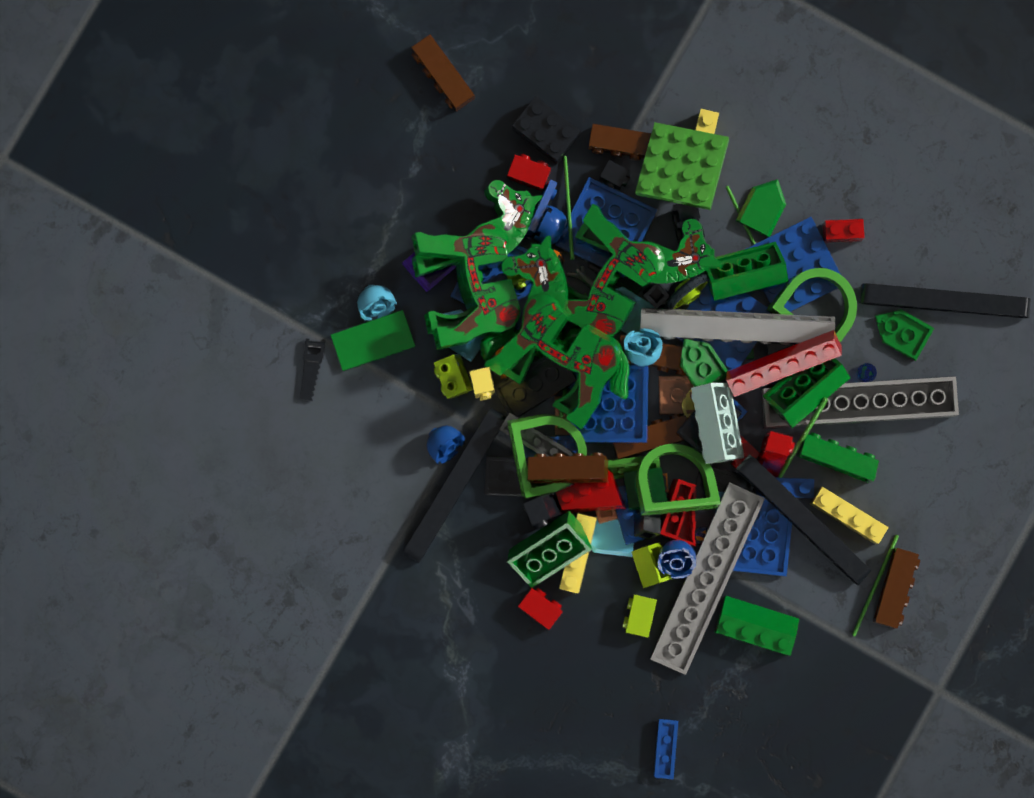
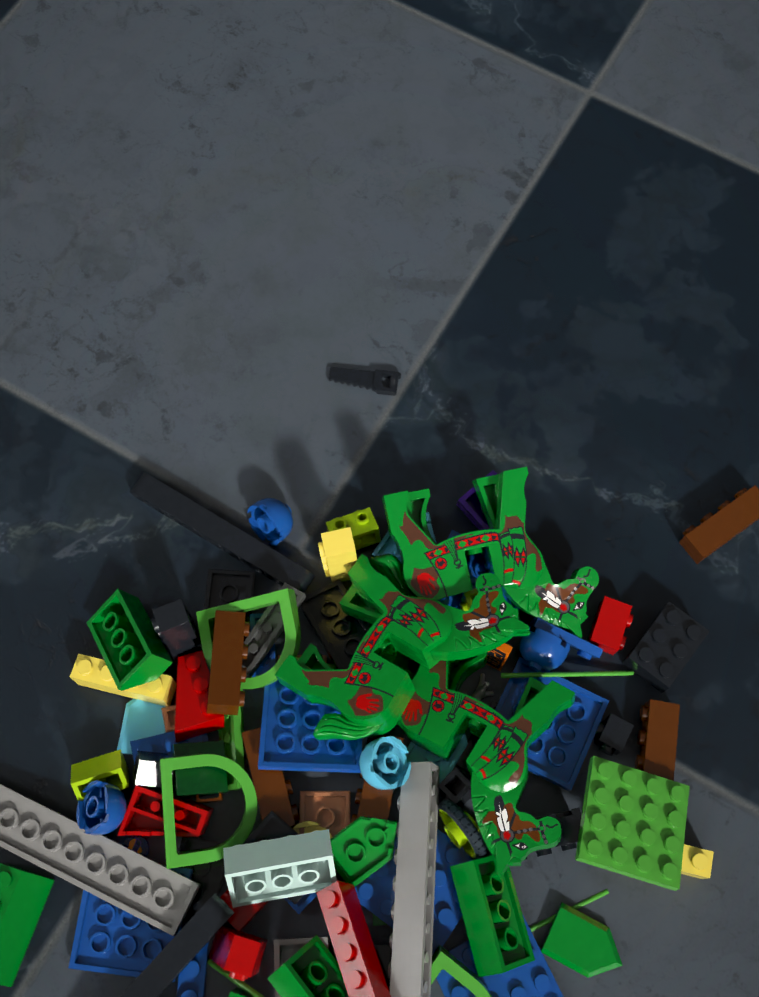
camera: 90 degrees right, 15 degrees down
(372, 340) = (398, 445): green tile -> none
(375, 301) = (443, 444): medium azure cylinder -> none
(540, 608) = (60, 634): red brick -> none
(640, 615) = (37, 761): lime brick -> none

